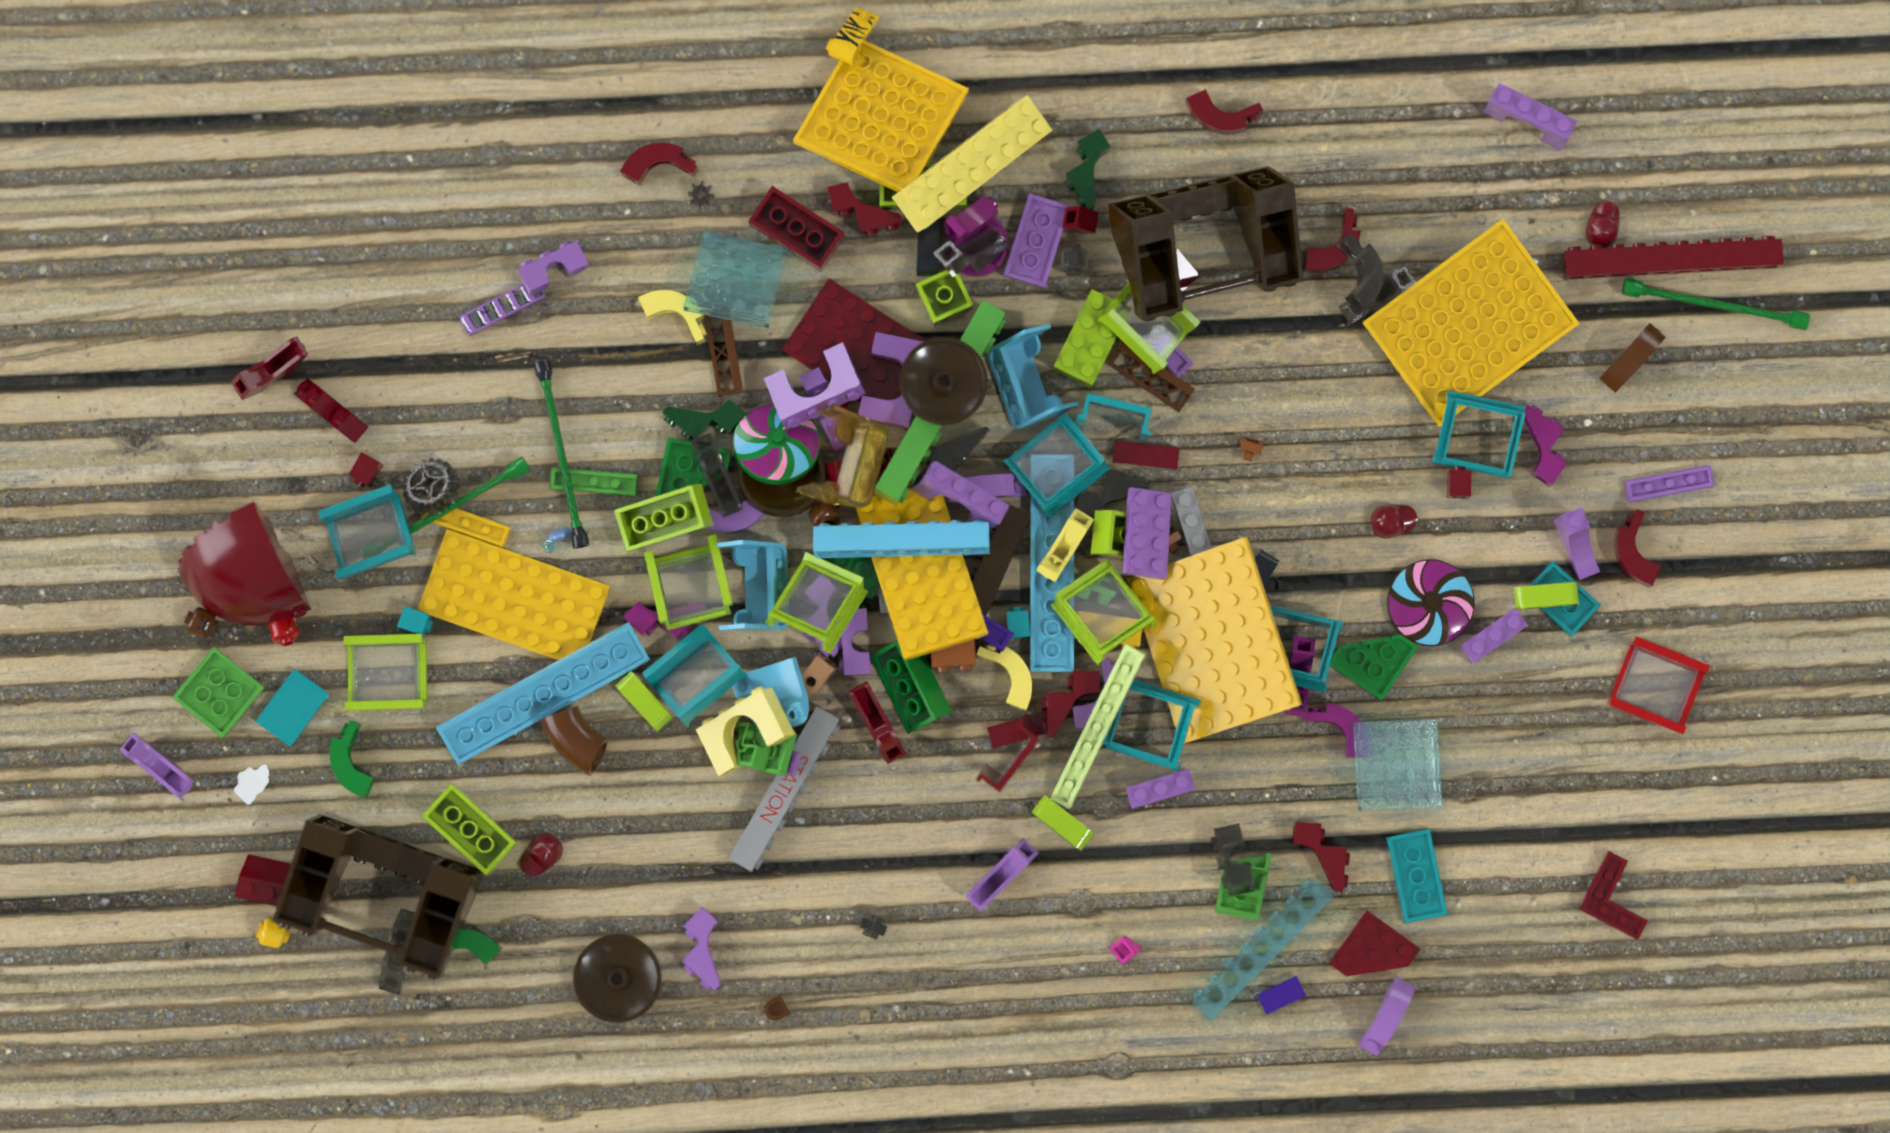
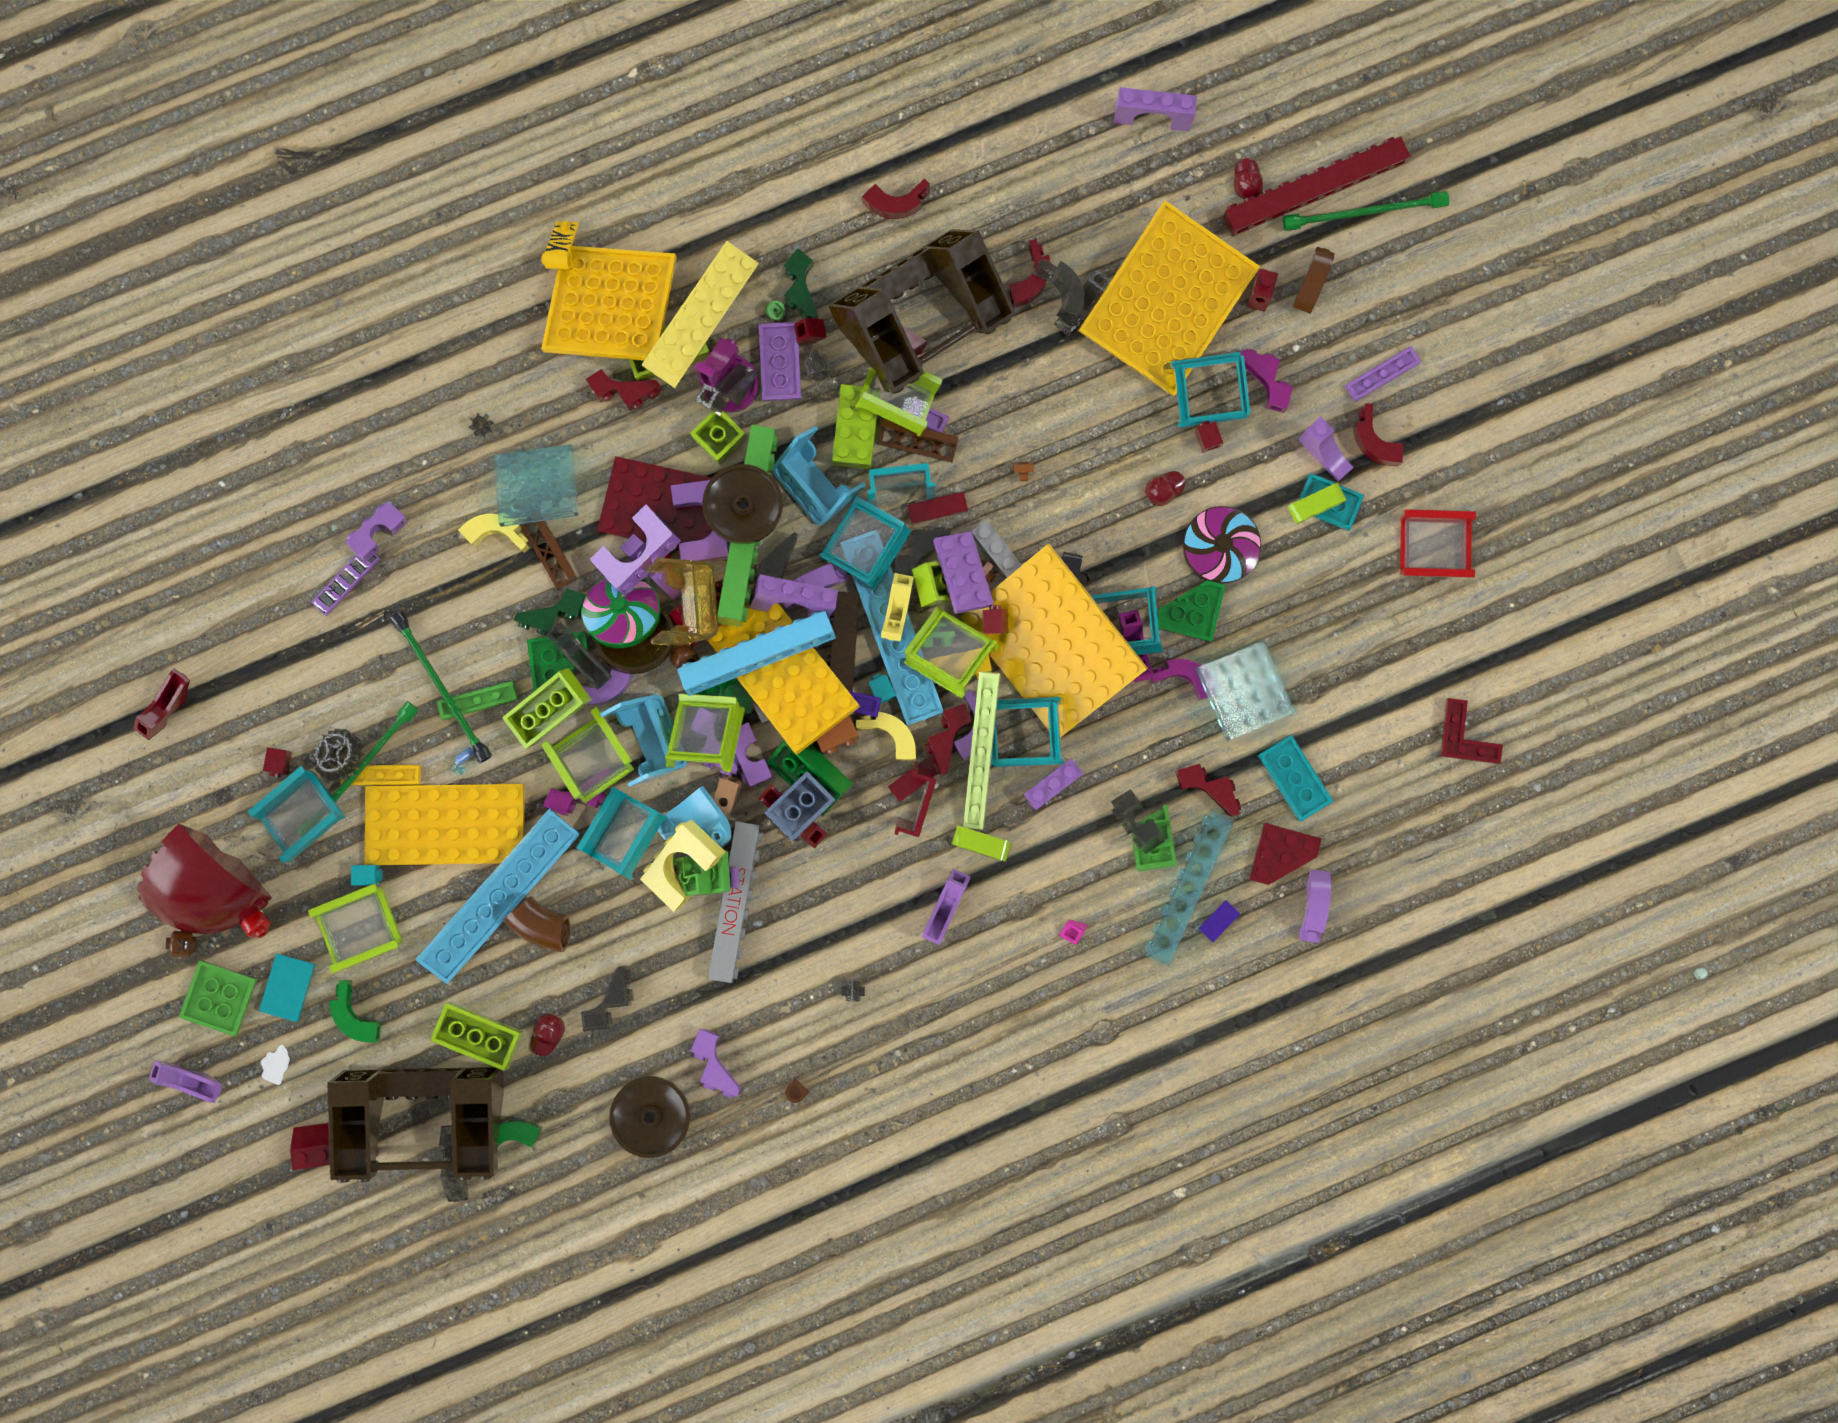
camera: 25 degrees left, 0 degrees up
(271, 934) = (337, 1191): yellow head -> none
(330, 410) = (229, 721): dark red arch -> none
(628, 841) = (616, 996): none -> clear smoke arch
(644, 701) = (587, 871): lime beam -> none
(656, 154) = (428, 406): dark red arch -> none
(796, 228) = (572, 423): dark red brick -> none
(888, 715) = (799, 806): none -> sand blue slope
(927, 244) = (687, 394): black beam -> none
(1052, 184) = (775, 310): none -> bright green tile
(1162, 596) = (995, 620): none -> dark red brick
(1493, 636) = (1285, 553): medium lavender arch -> none
(1573, 349) = (1262, 288): none -> dark red torso

